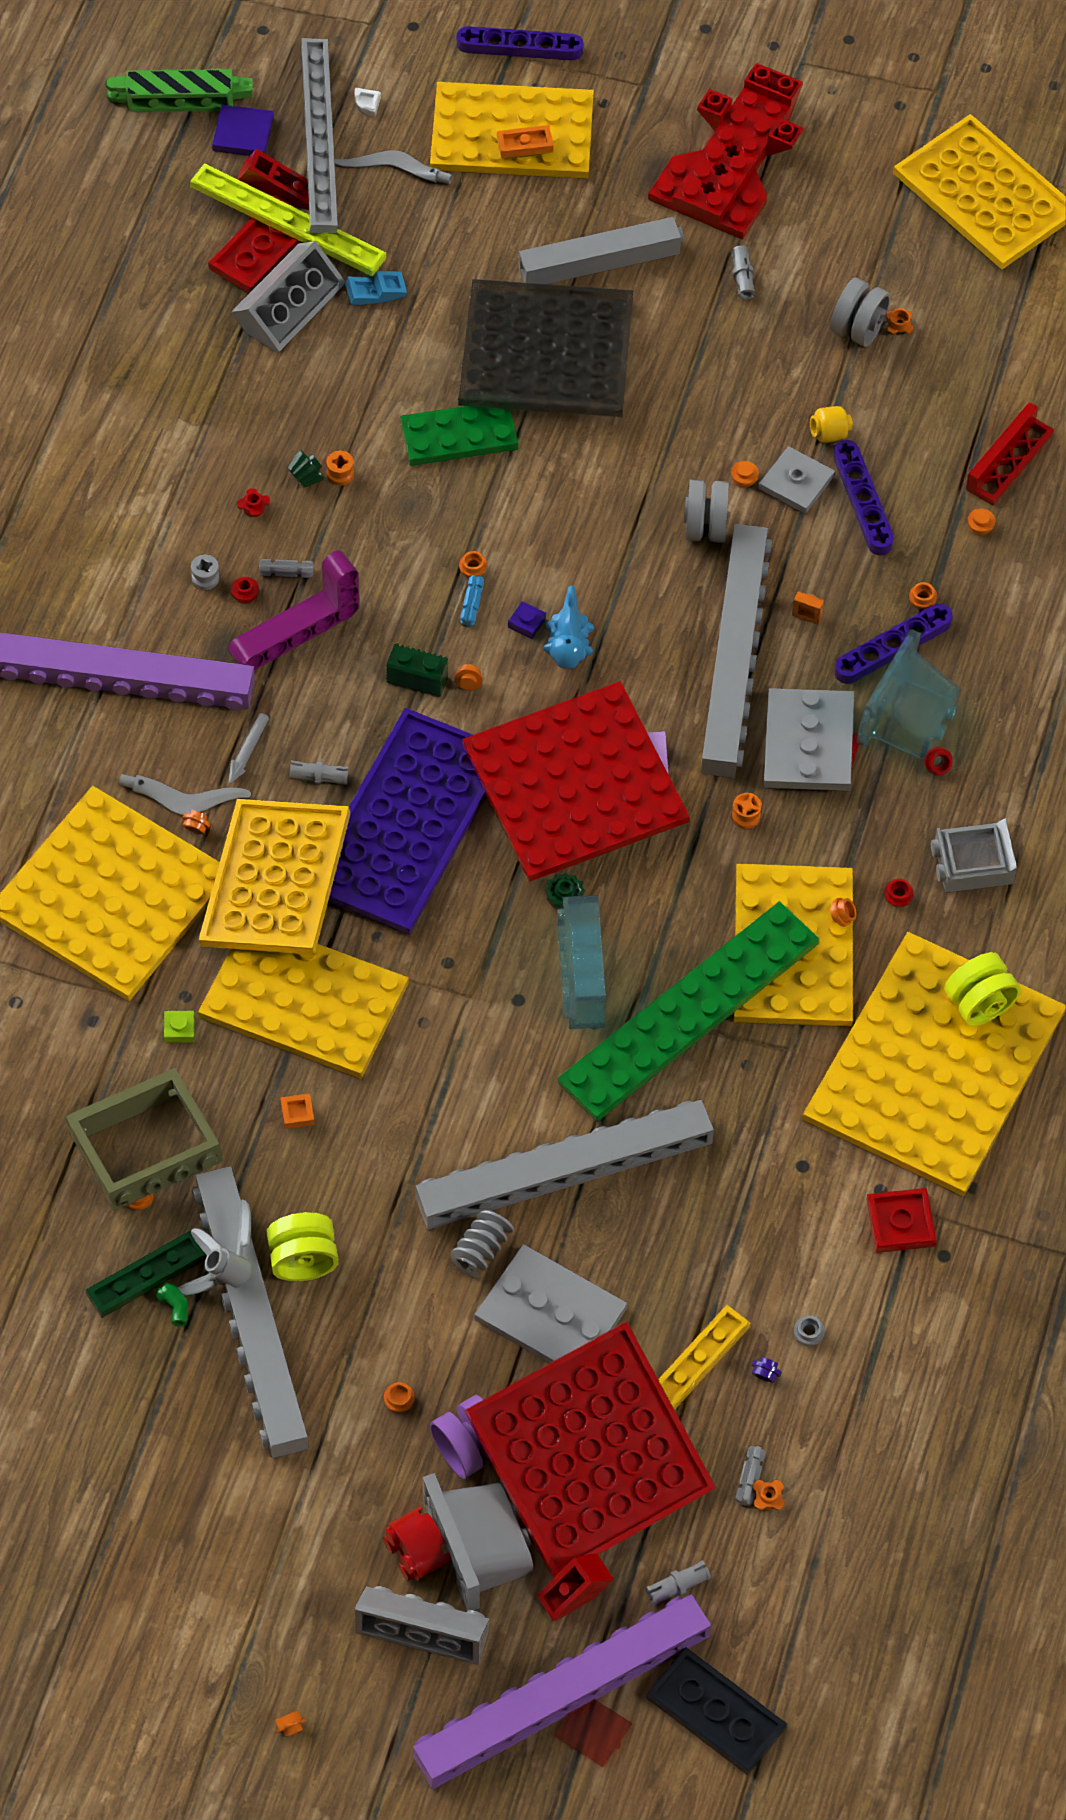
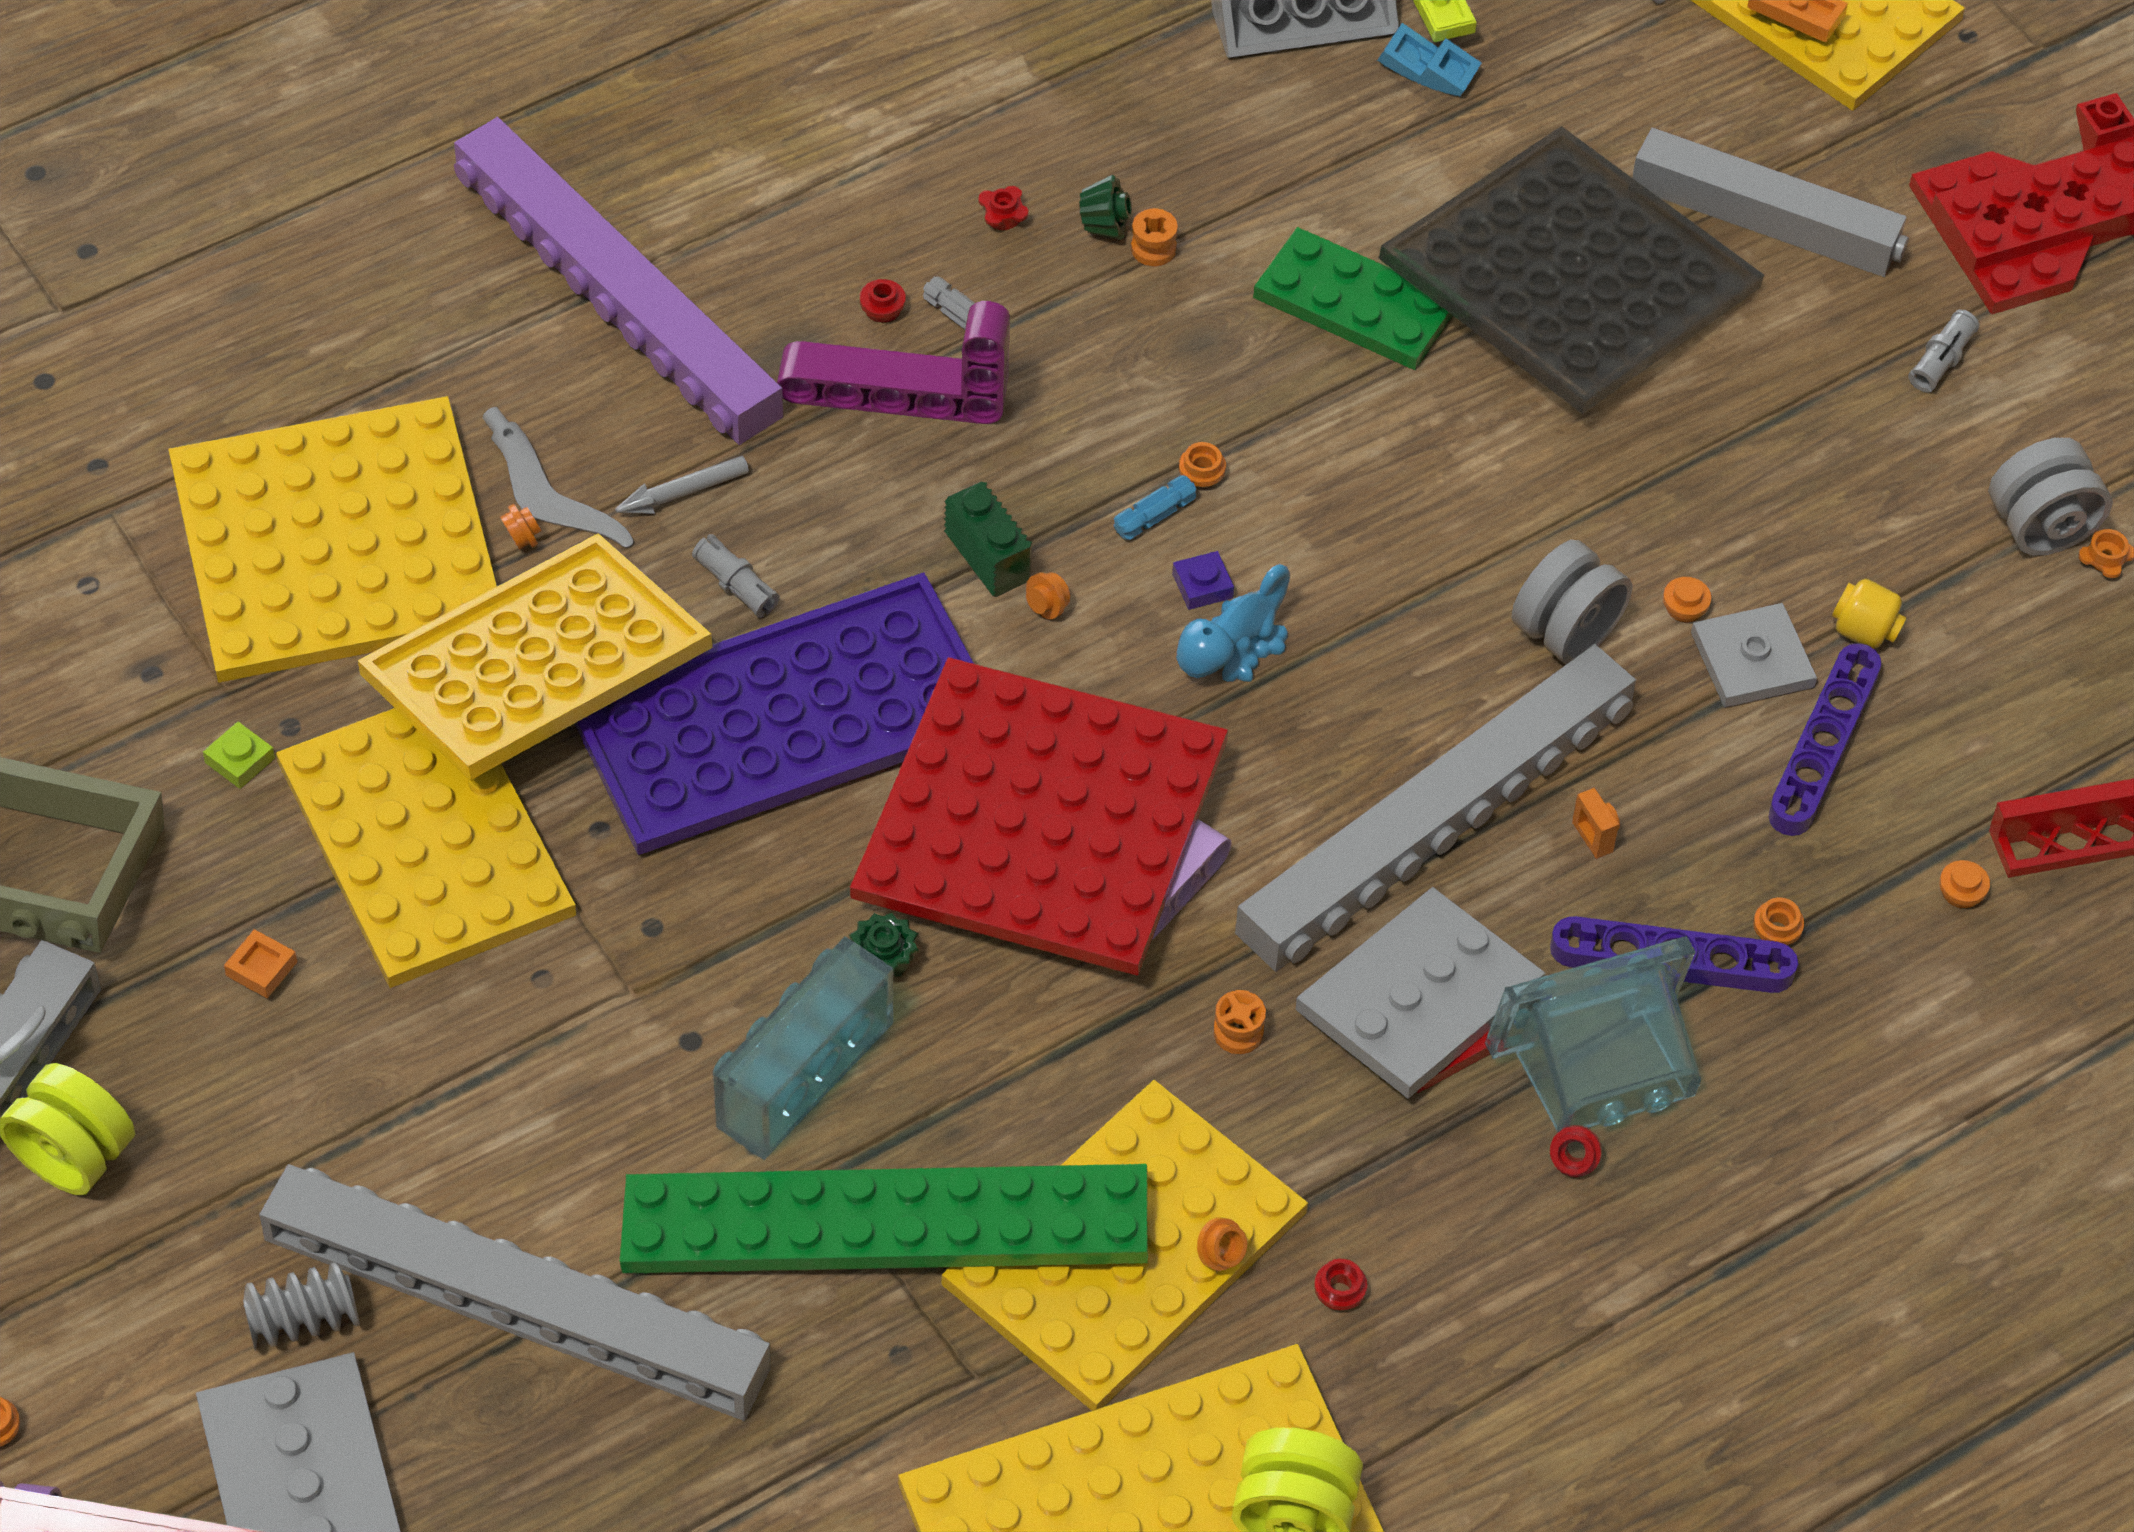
camera: 40 degrees right, 5 degrees down
(202, 579) = (860, 255): light grey wheel -> none
(974, 856) = (1493, 1313): light grey window -> none

